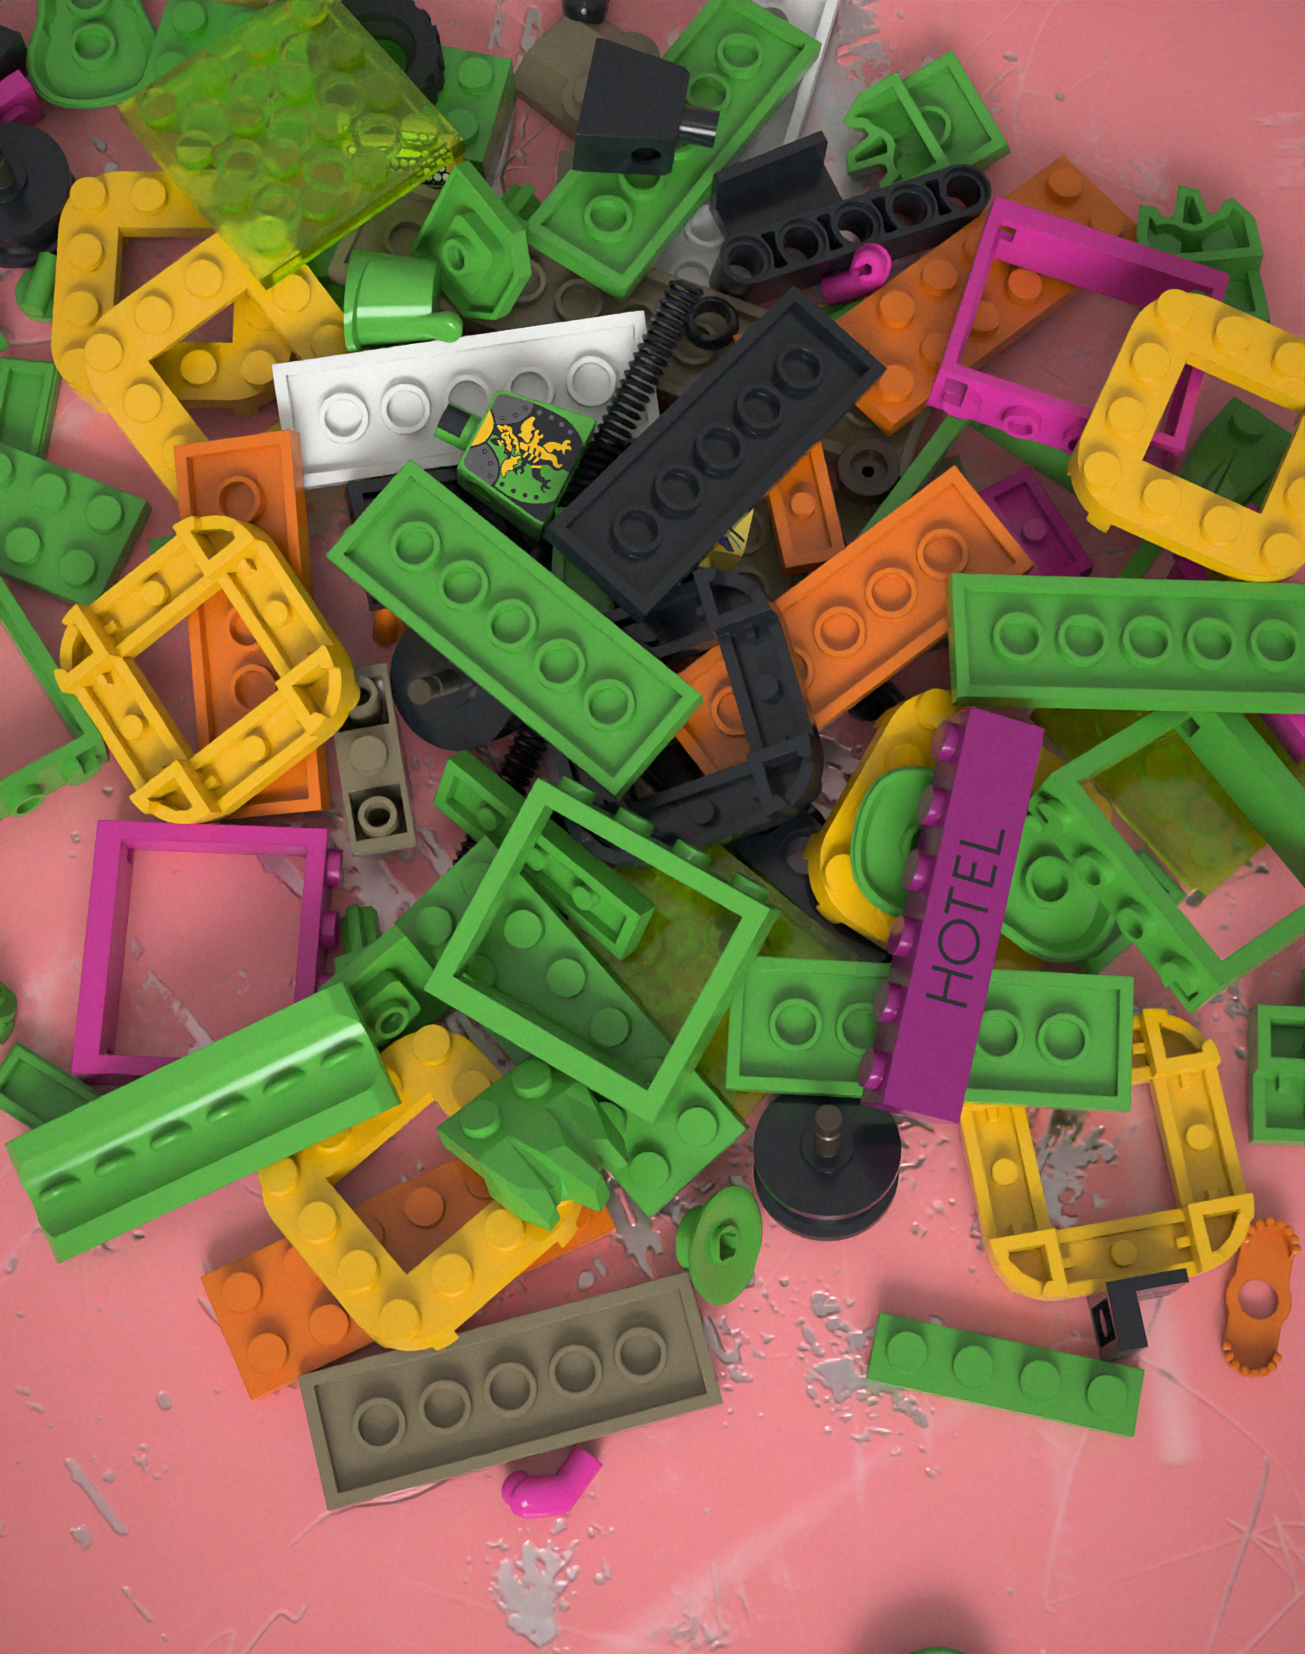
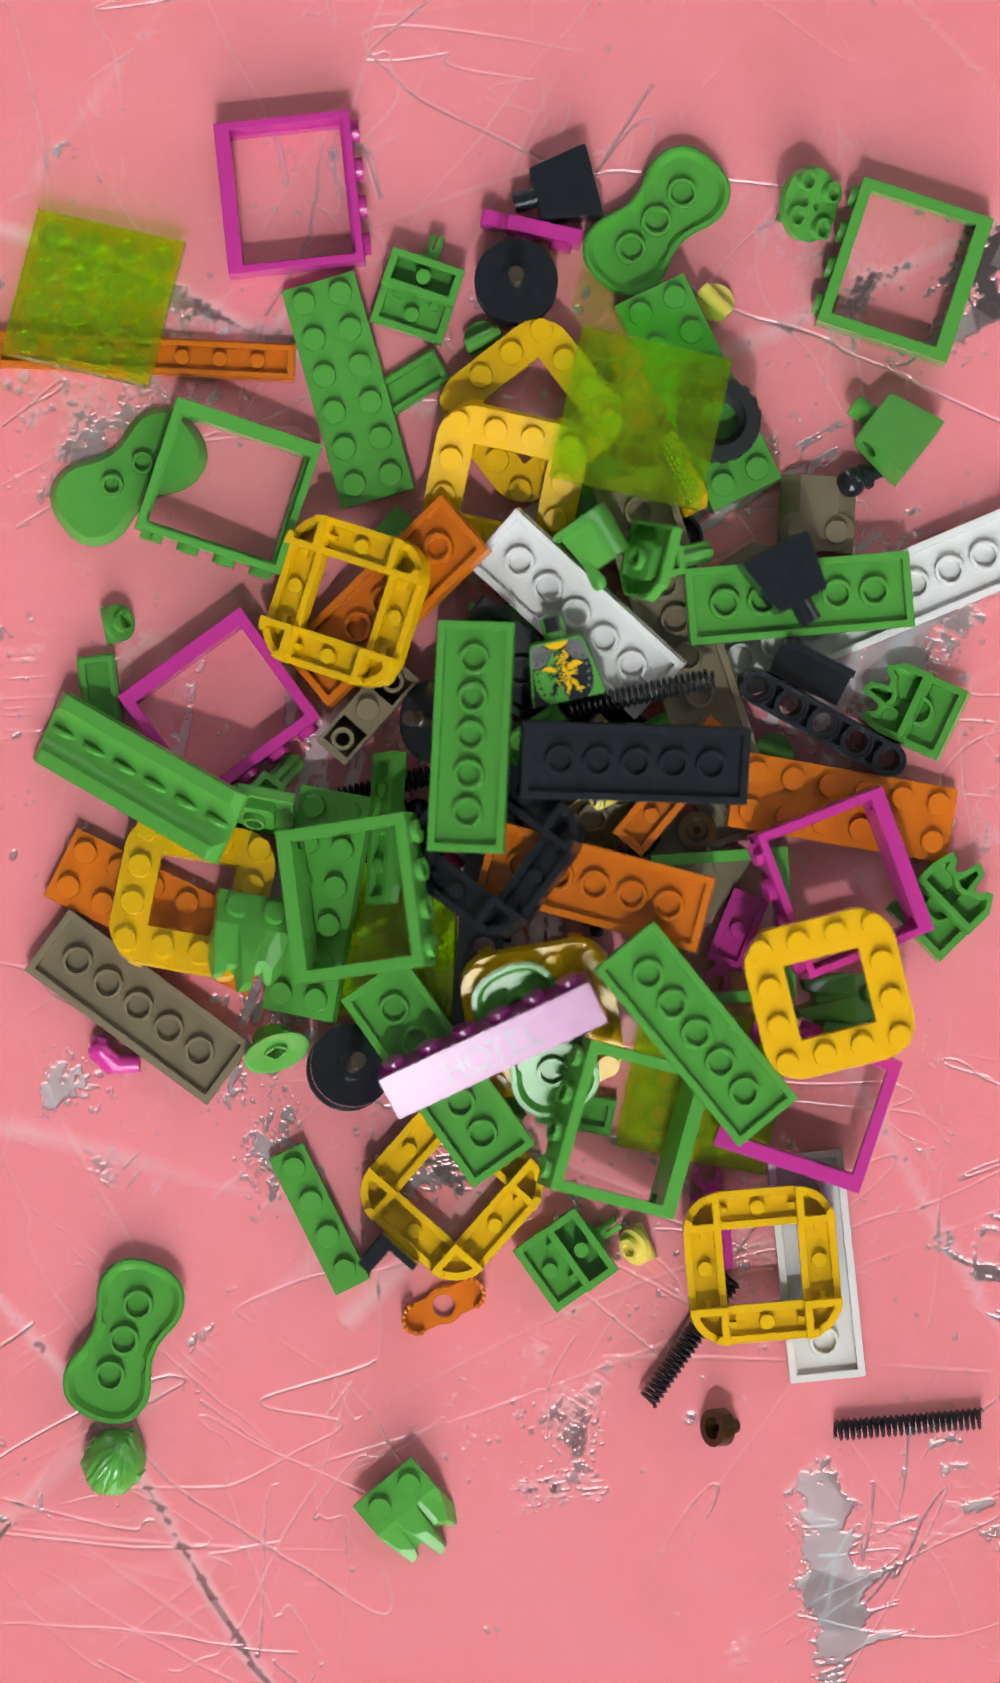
camera: 55 degrees right, 15 degrees up
(712, 342) = (727, 697): black piece -> none
(865, 275) = (804, 747): dark pink arm -> none

